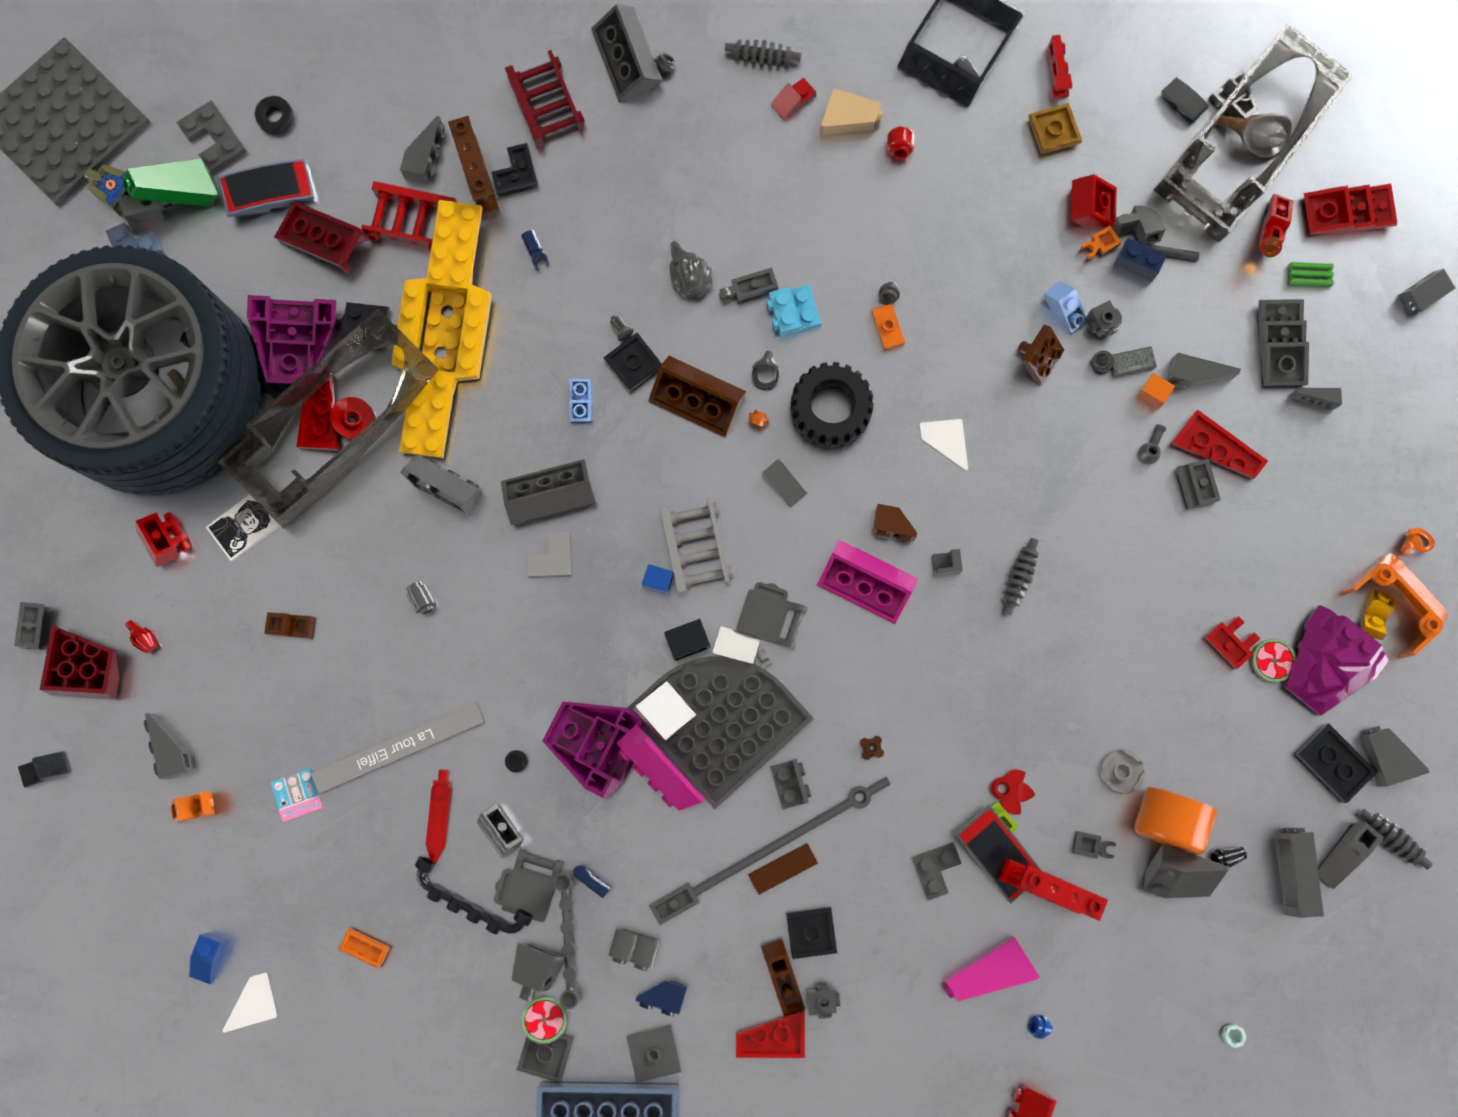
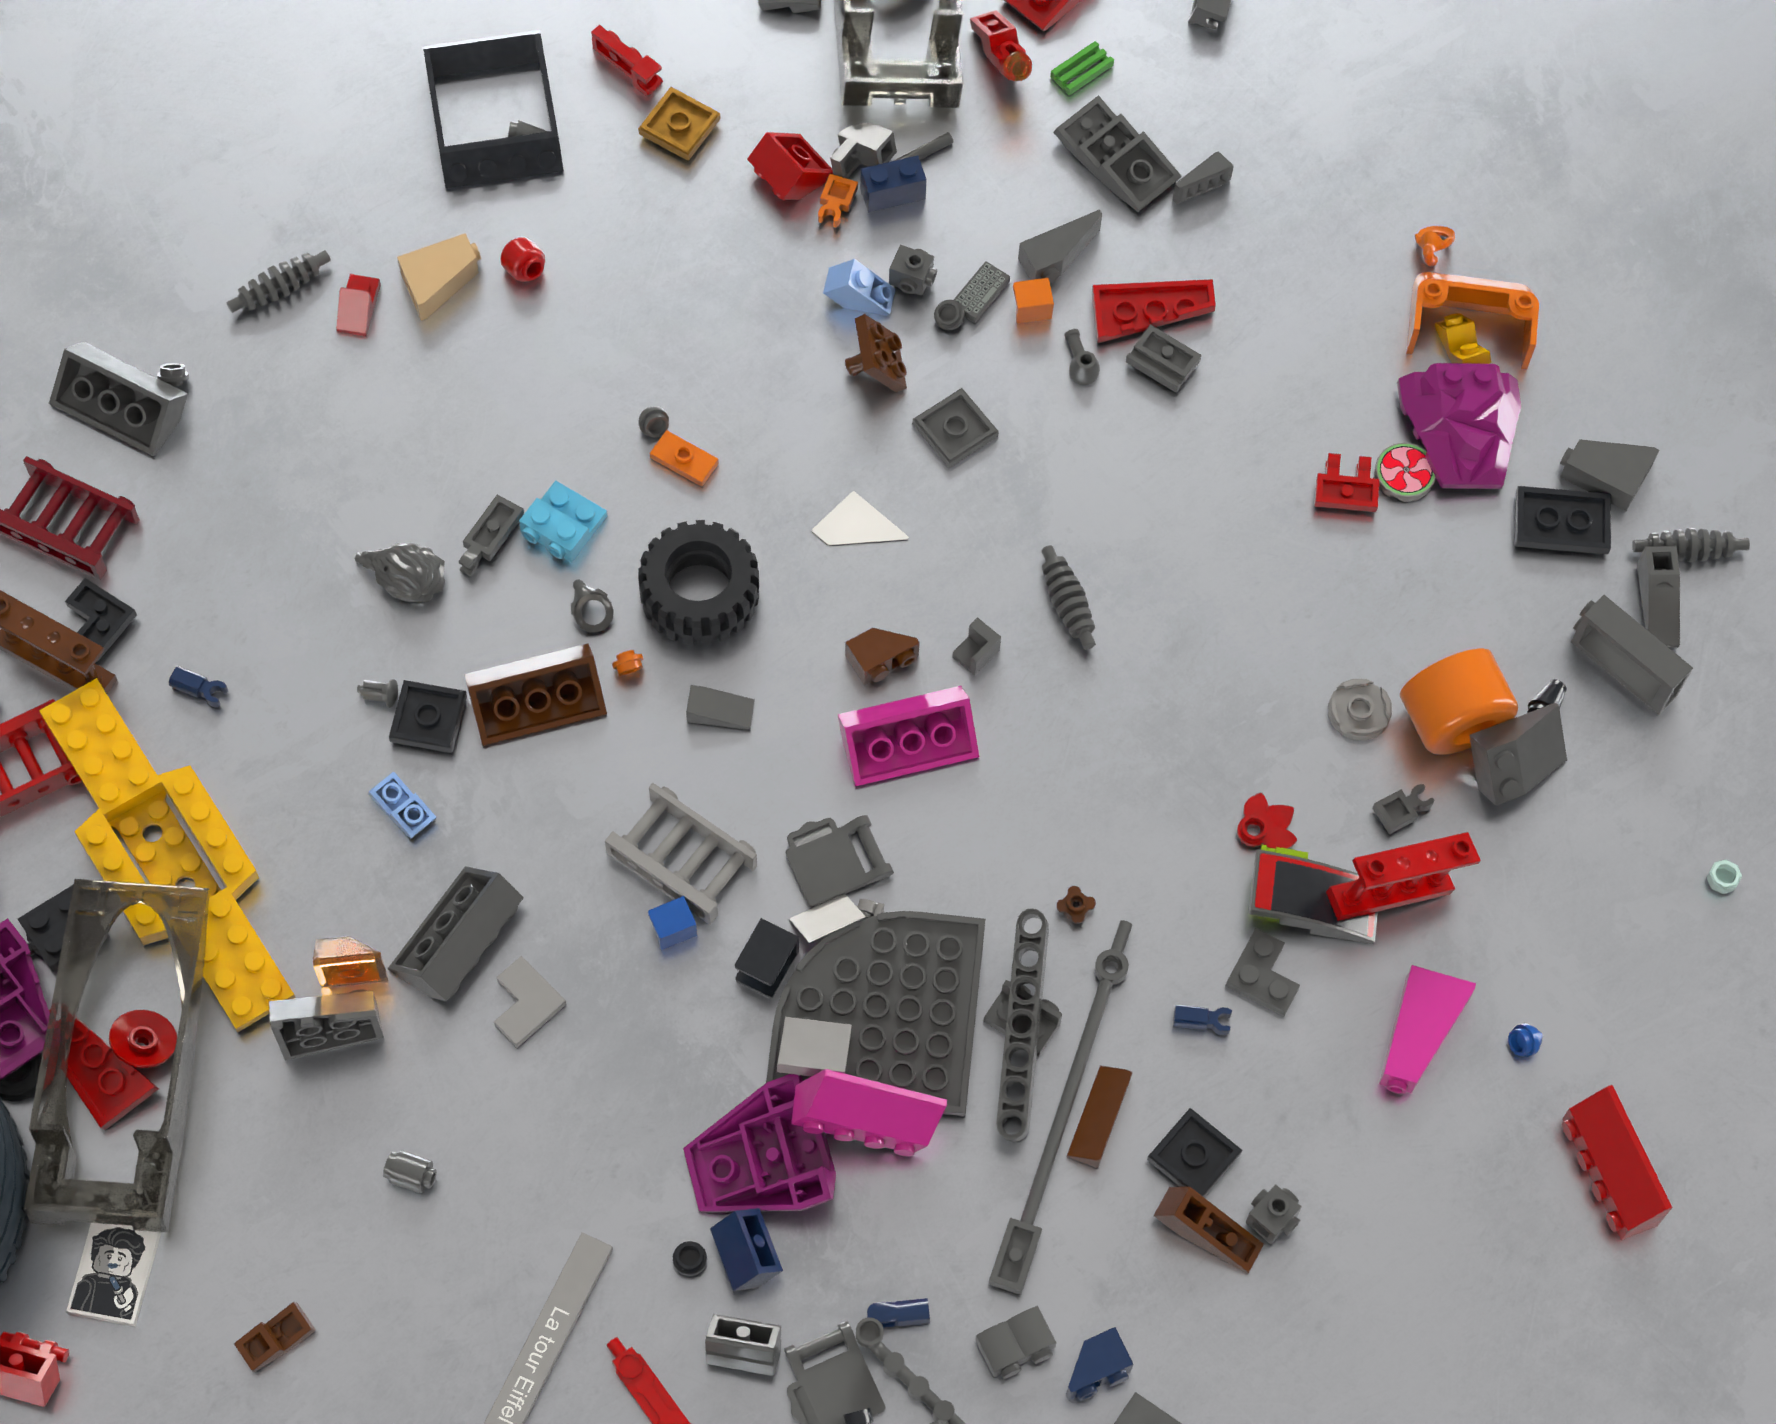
camera: 45 degrees left, 15 degrees down
(480, 460) = (347, 962): none -> clear orange slope
(543, 783) = (746, 1249): none -> dark blue brick
(771, 796) = (1022, 1008): none -> dark grey beam
(774, 1039) = (1262, 1303): red wing -> none
(880, 863) = (1201, 1018): none -> dark blue bar
(1048, 428) = (955, 427): none -> dark grey tile

